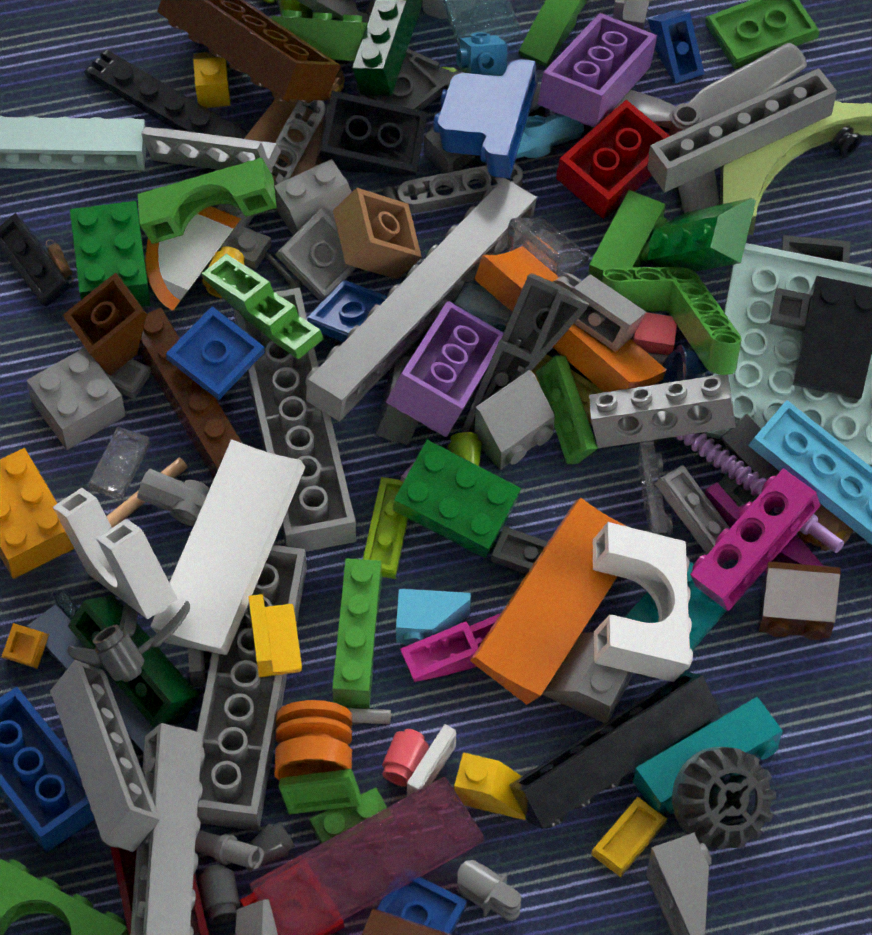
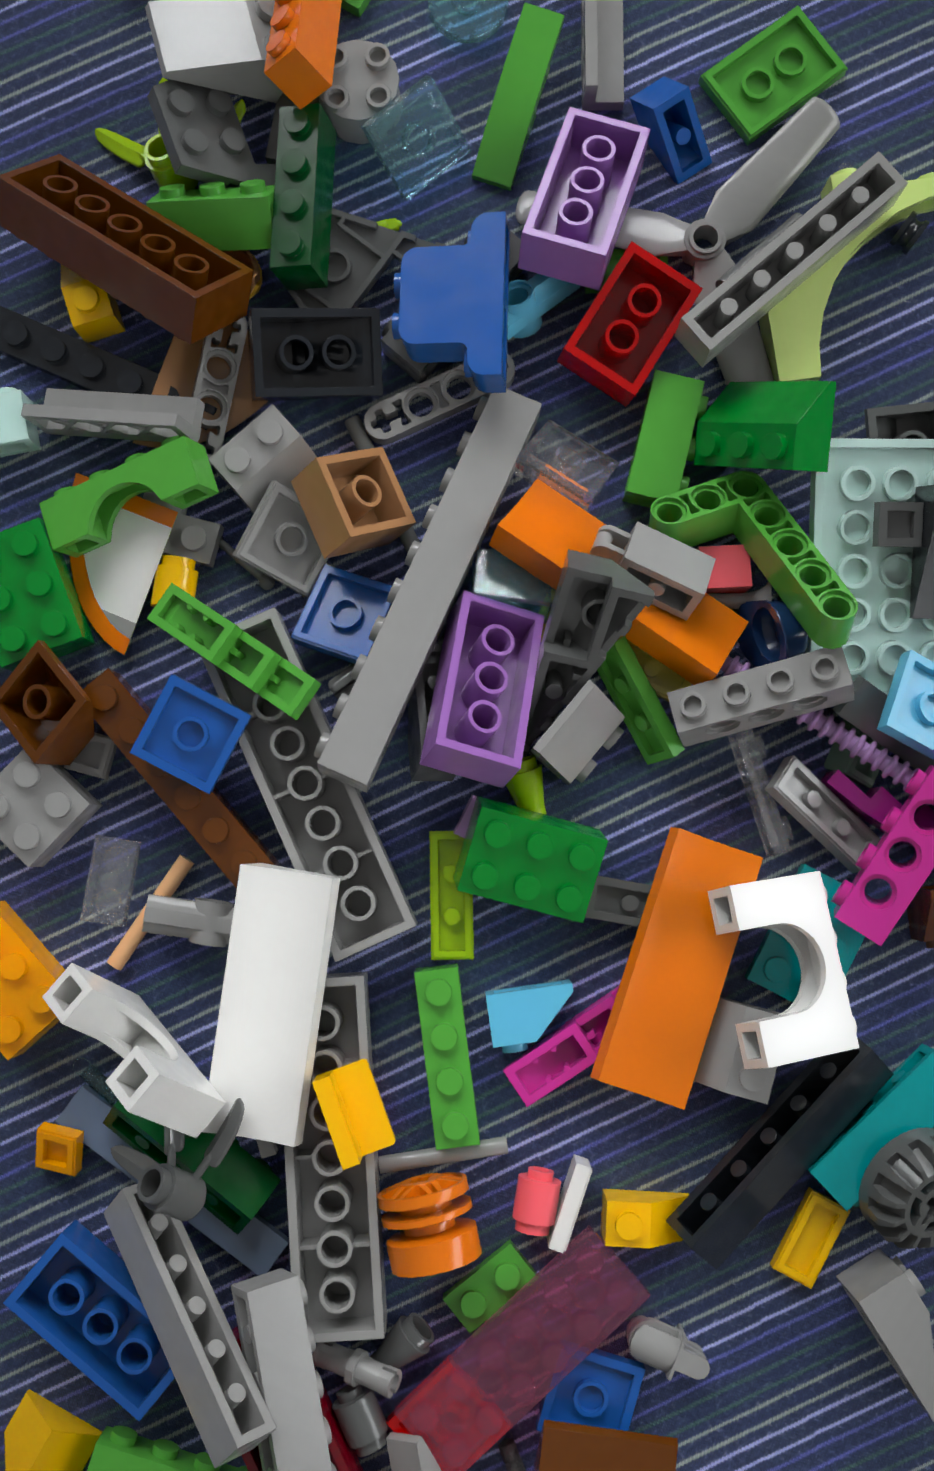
camera: 10 degrees left, 25 degrees up
(320, 791) = (475, 1273): bright green tile -> none
(482, 54) = (430, 201): dark azure brick -> none

